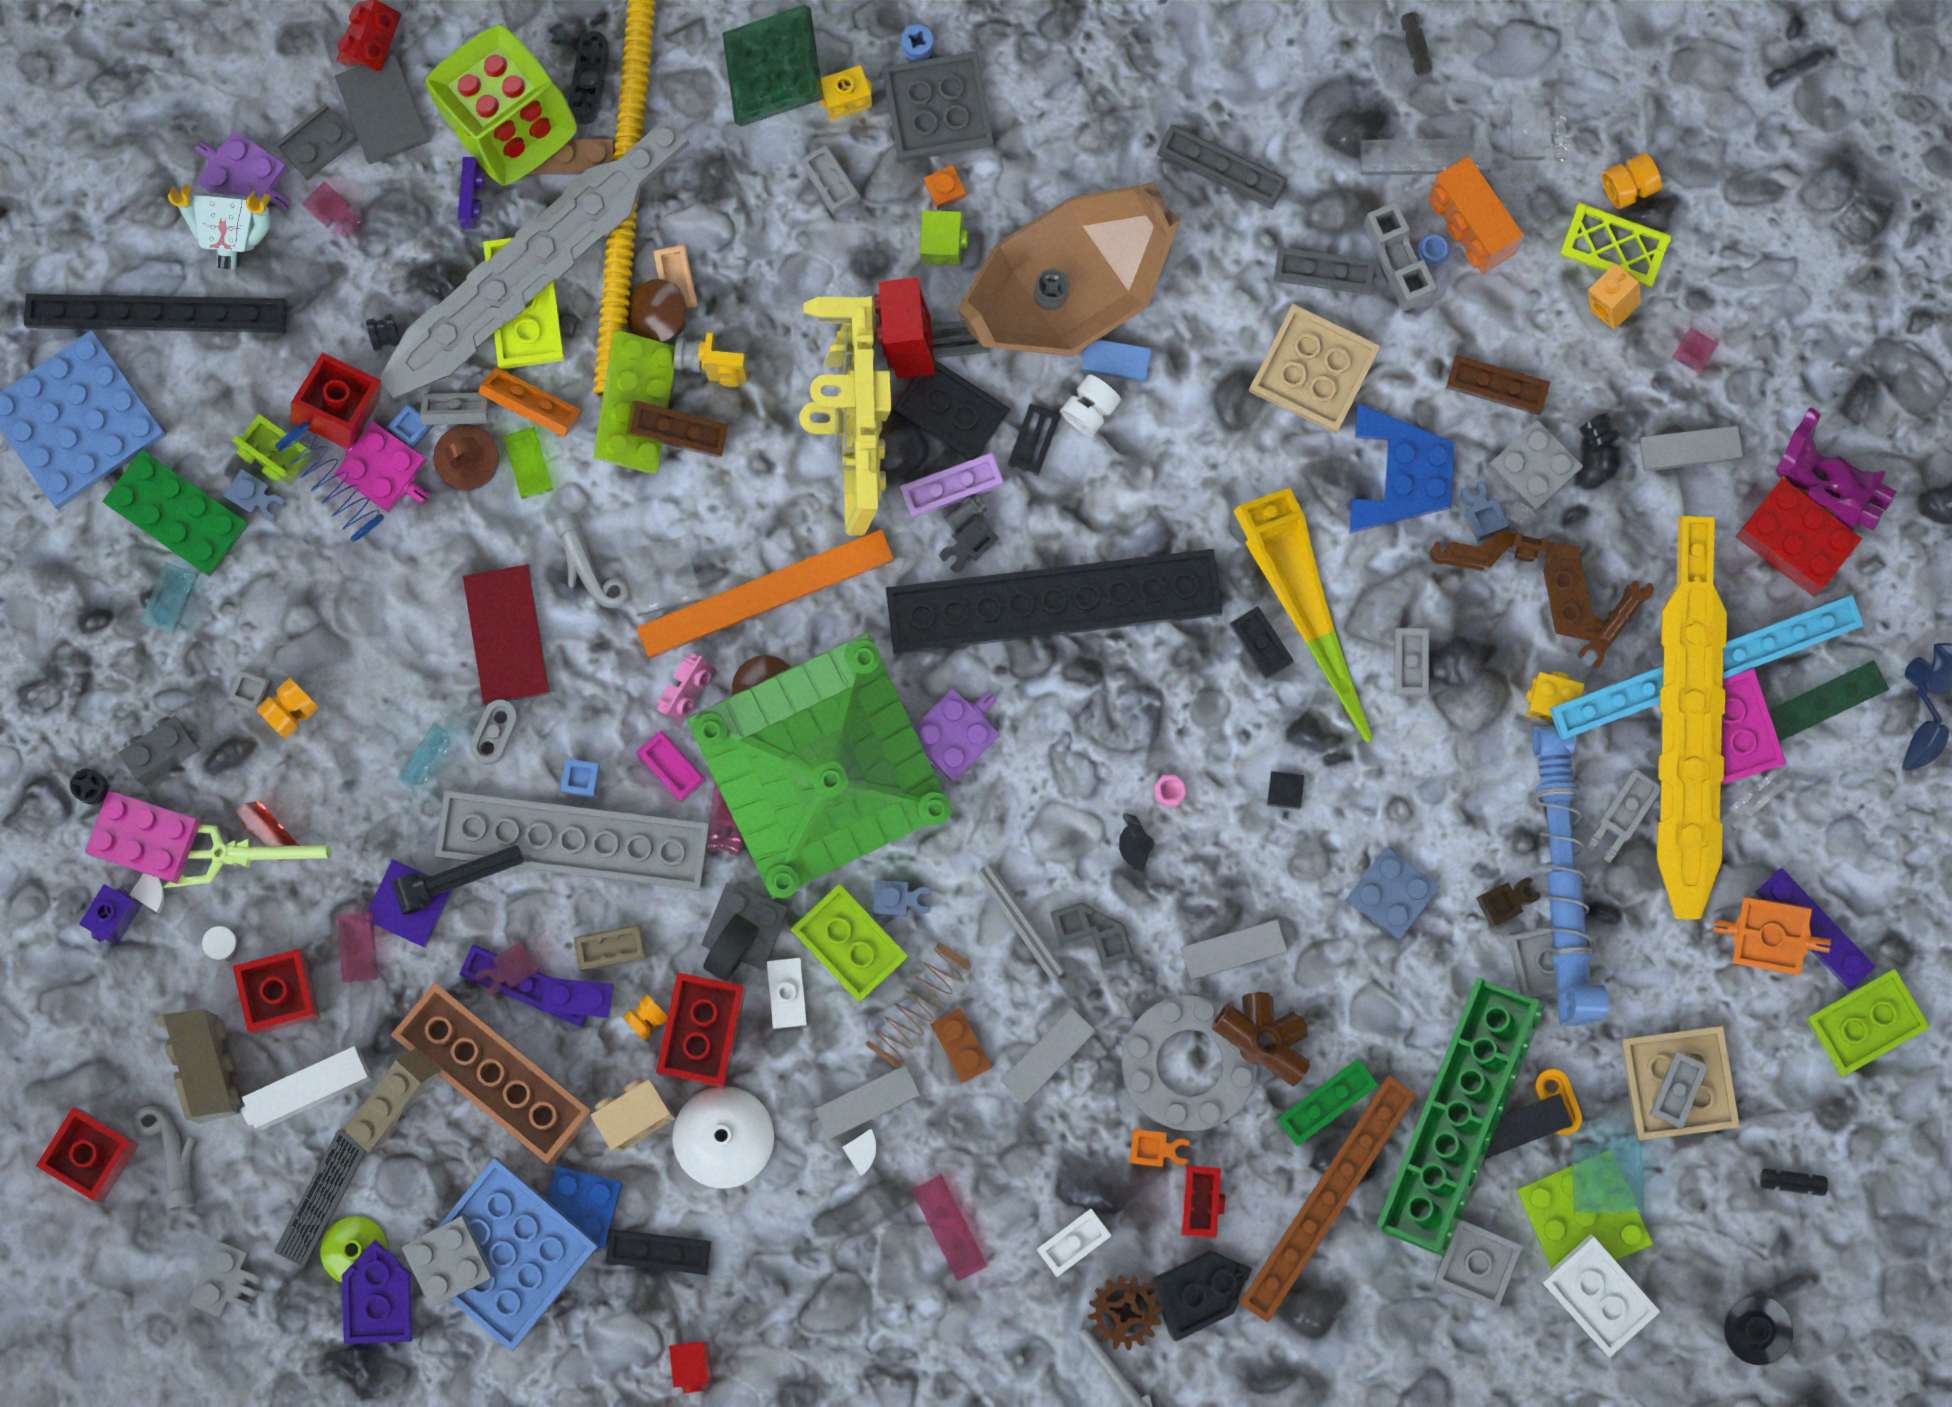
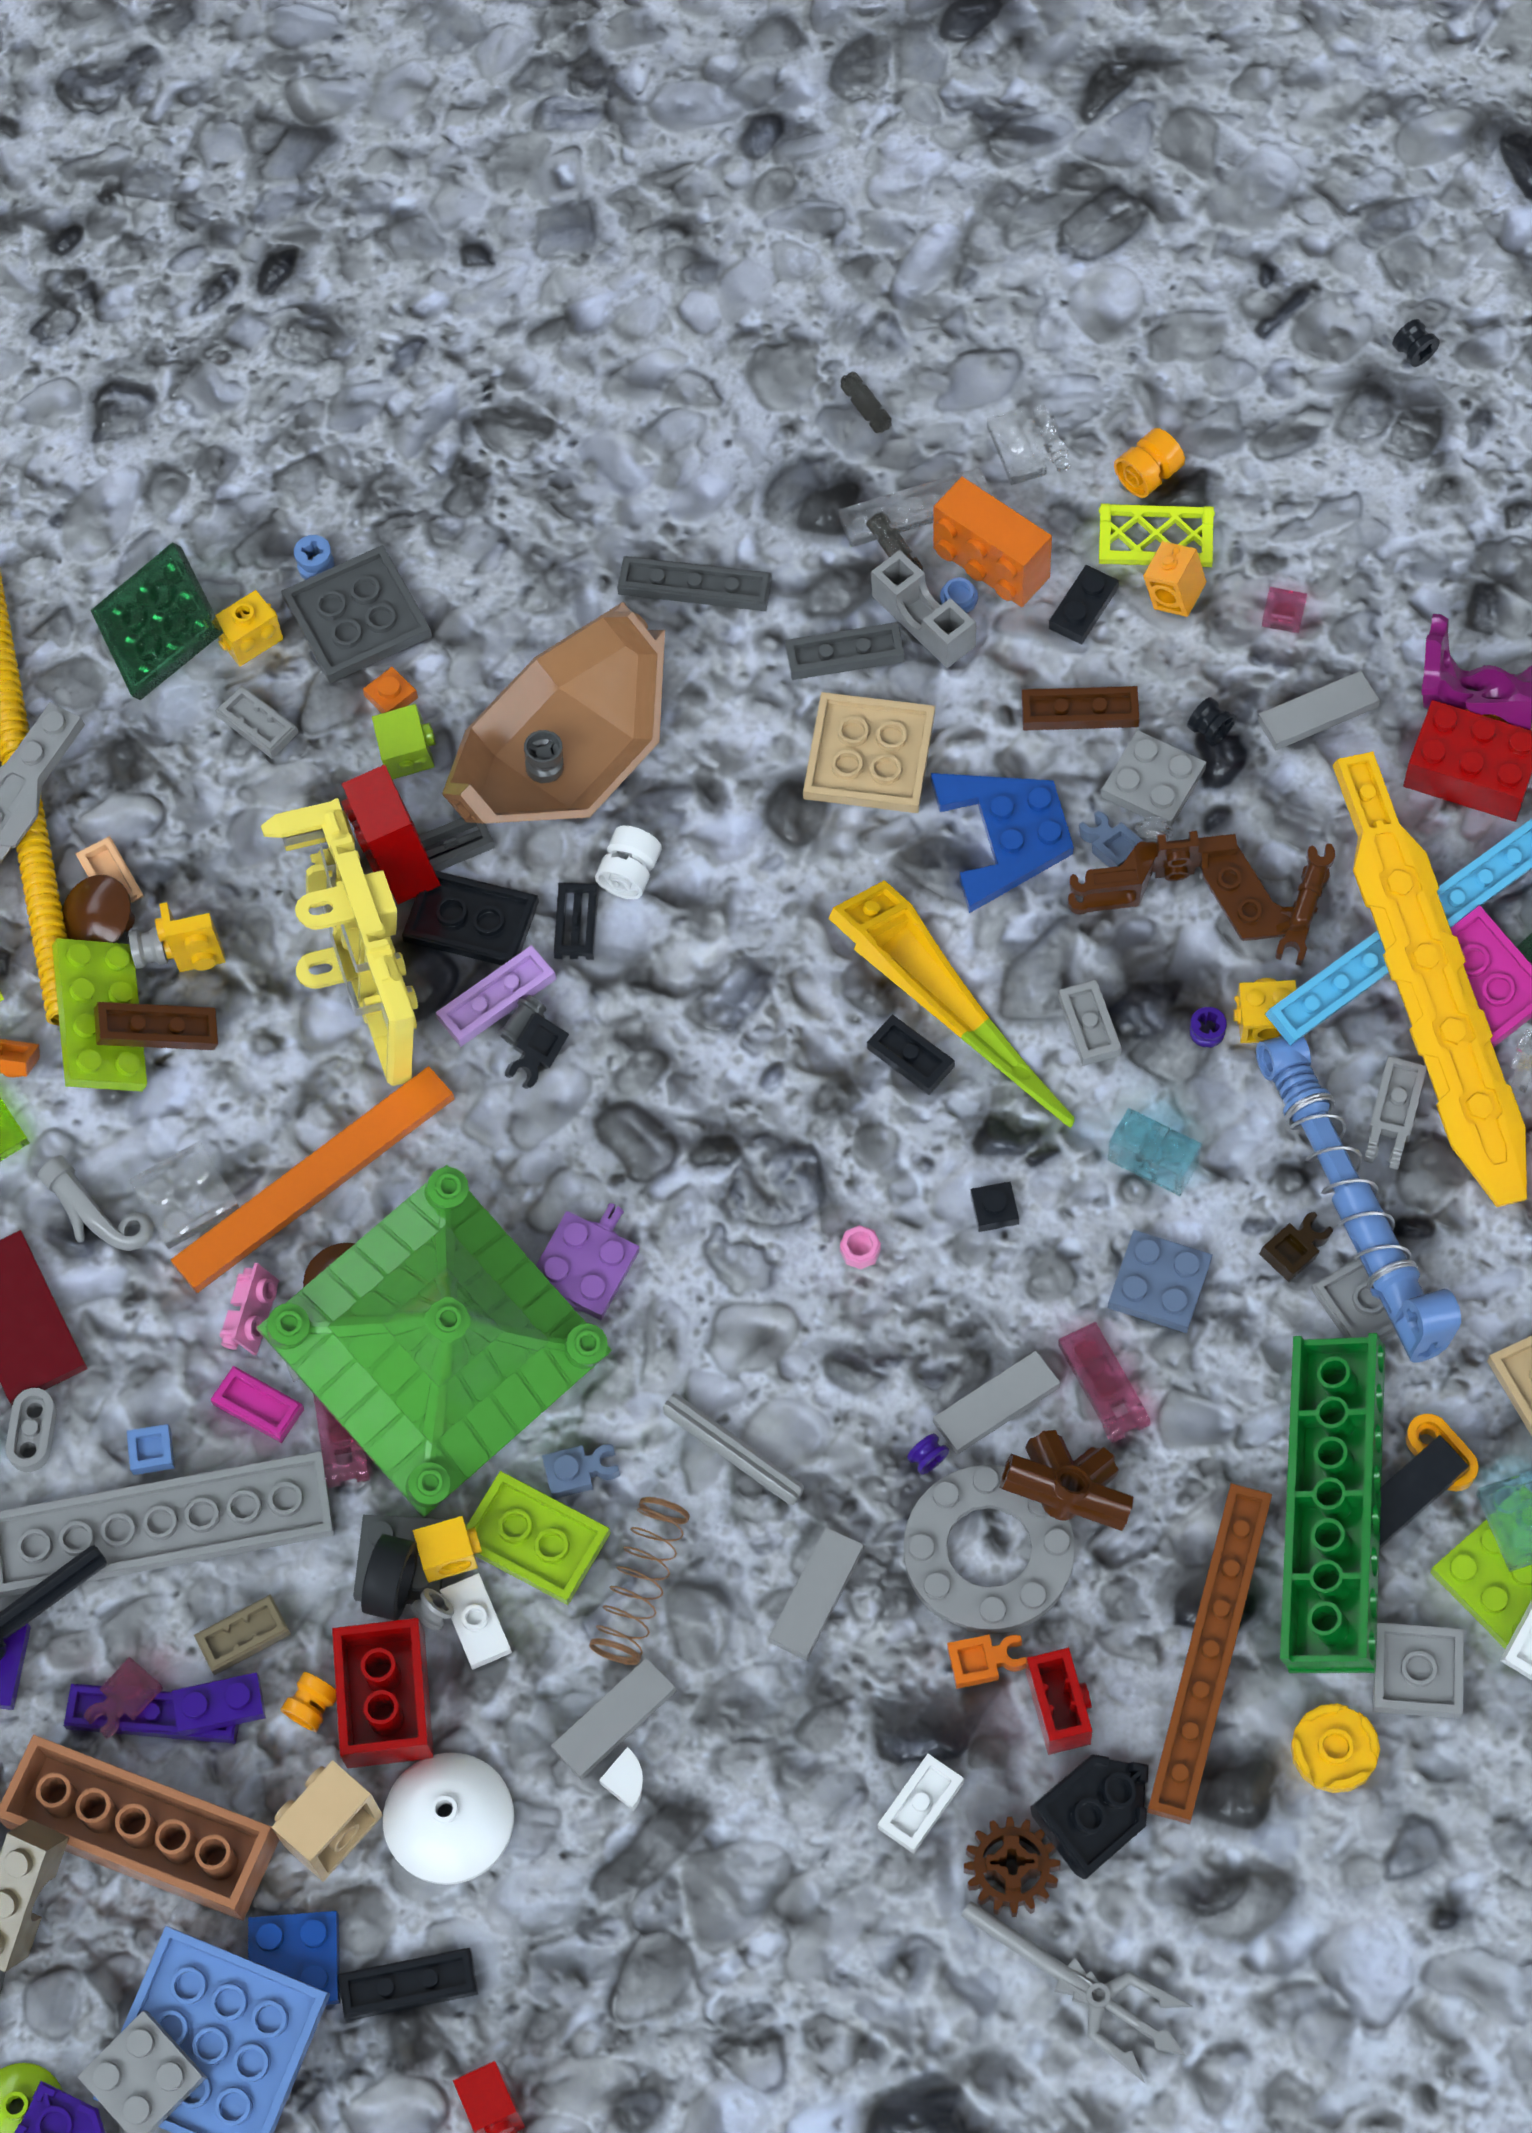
camera: 15 degrees left, 15 degrees down
(756, 977) = (432, 1609): none -> light grey bush
(781, 936) = (447, 1548): none -> yellow brick
(949, 1228) = (762, 1837): clear pink plate -> none
(961, 1045) = (707, 1615): dark orange plate -> none
(1053, 601) = (653, 1083): black plate -> none
(1107, 933) = (806, 1427): dark grey tile -> none
(1117, 360) = (643, 810): medium blue tile -> none
(1135, 843) = (838, 1318): black piece -> none
(1167, 975) = (928, 1454): none -> dark purple bush
(1320, 960) = (1103, 1381): none -> clear pink plate
(1327, 1102) = (1169, 1539): green plate -> none
(1394, 1301) = (1335, 1748): none -> yellow tile
(1395, 186) = (890, 538): none -> clear smoke axle
(1424, 788) = (1154, 1151): none -> clear light blue brick
(1493, 692) = (1208, 1039): none -> dark purple bush
(1533, 290) = (1083, 604): none -> black plate
(1894, 138) = (1416, 342): none -> black wheel

